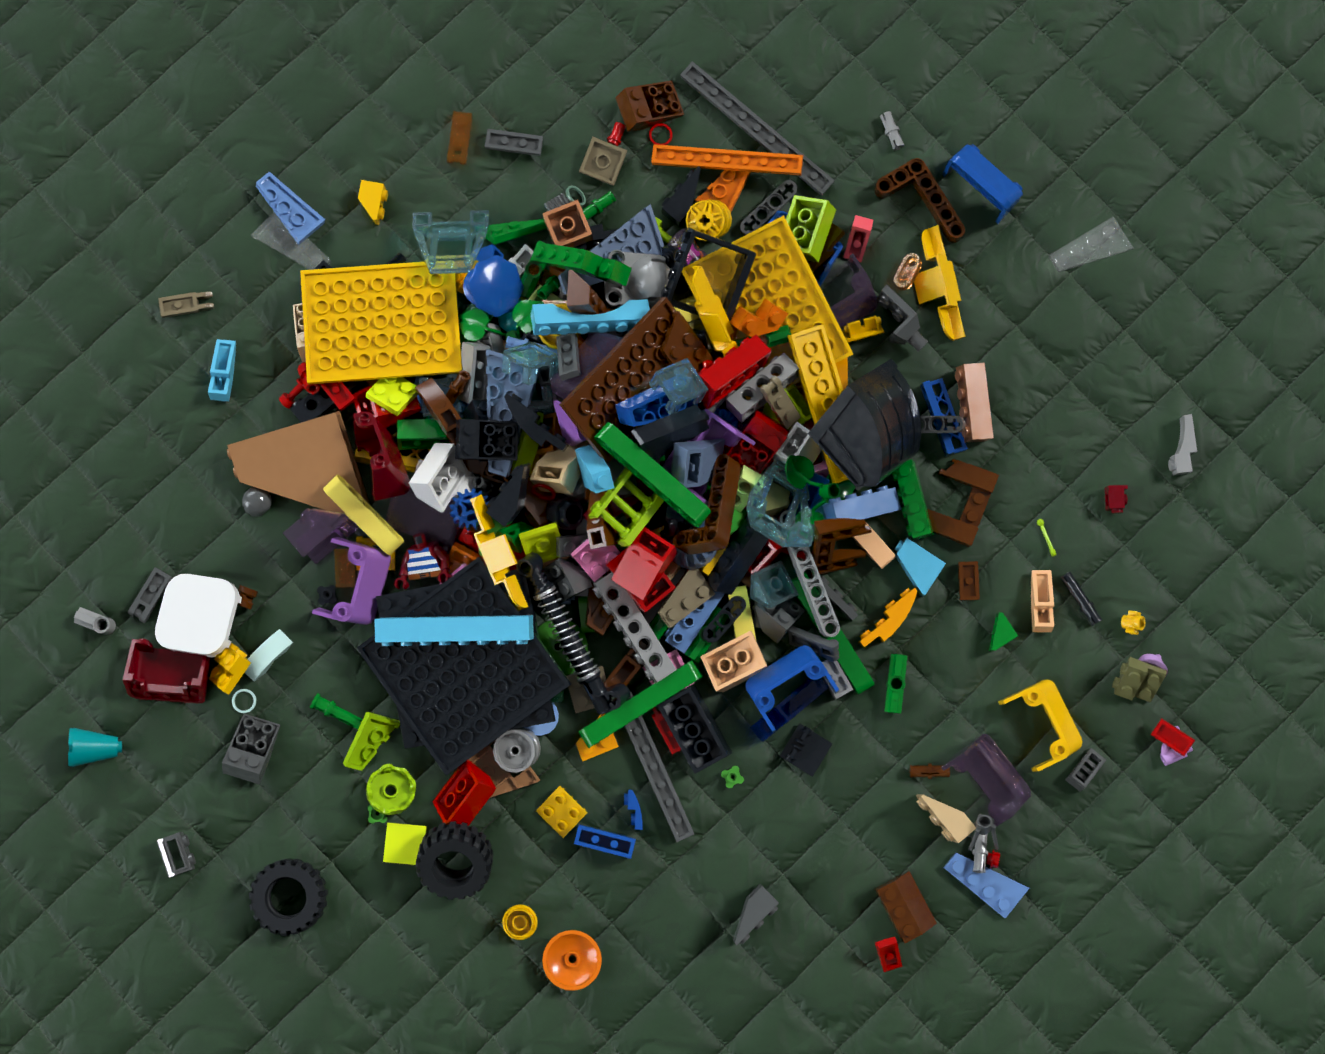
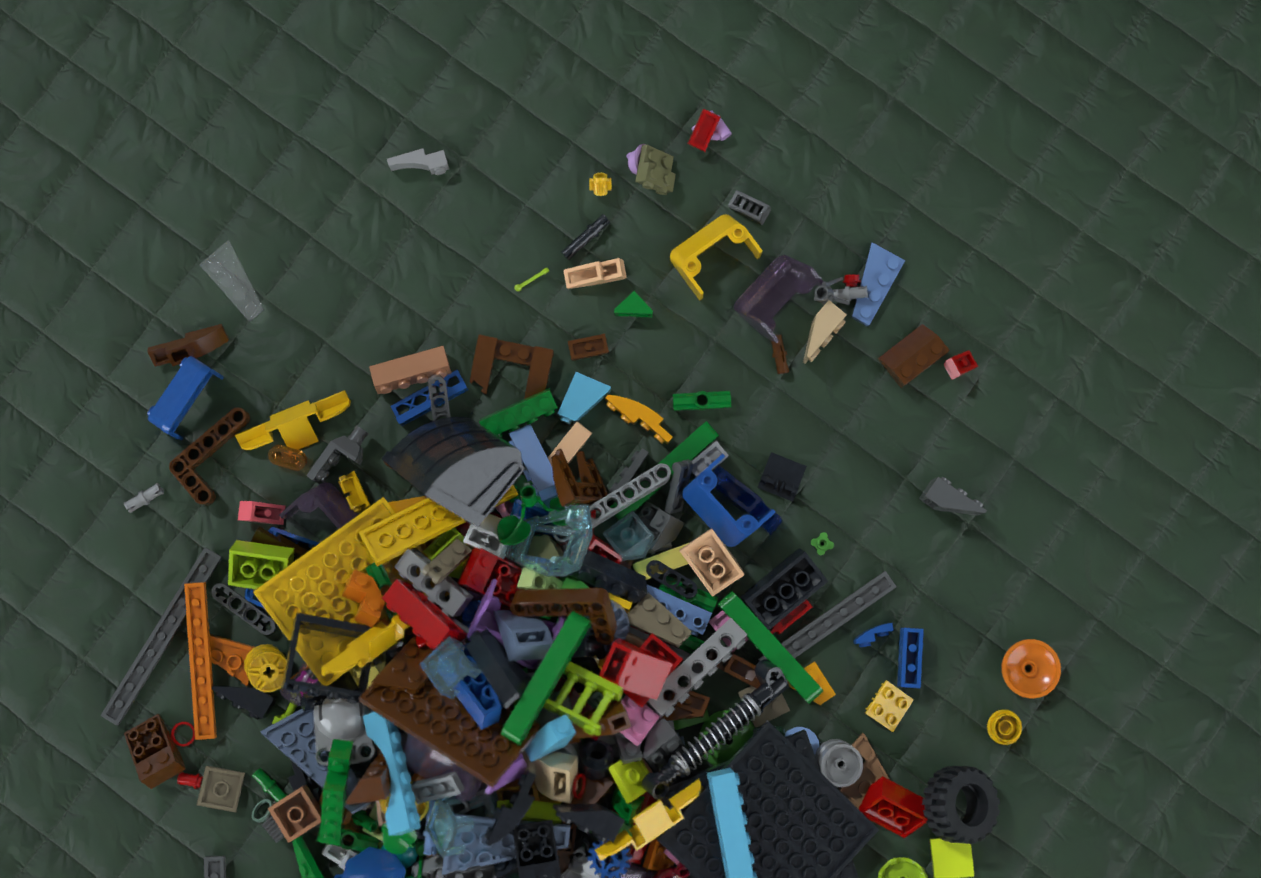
camera: 100 degrees left, 0 degrees up
(1033, 199) = (194, 344): none -> reddish brown slope
(1115, 498) = (482, 219): dark red brick -> none

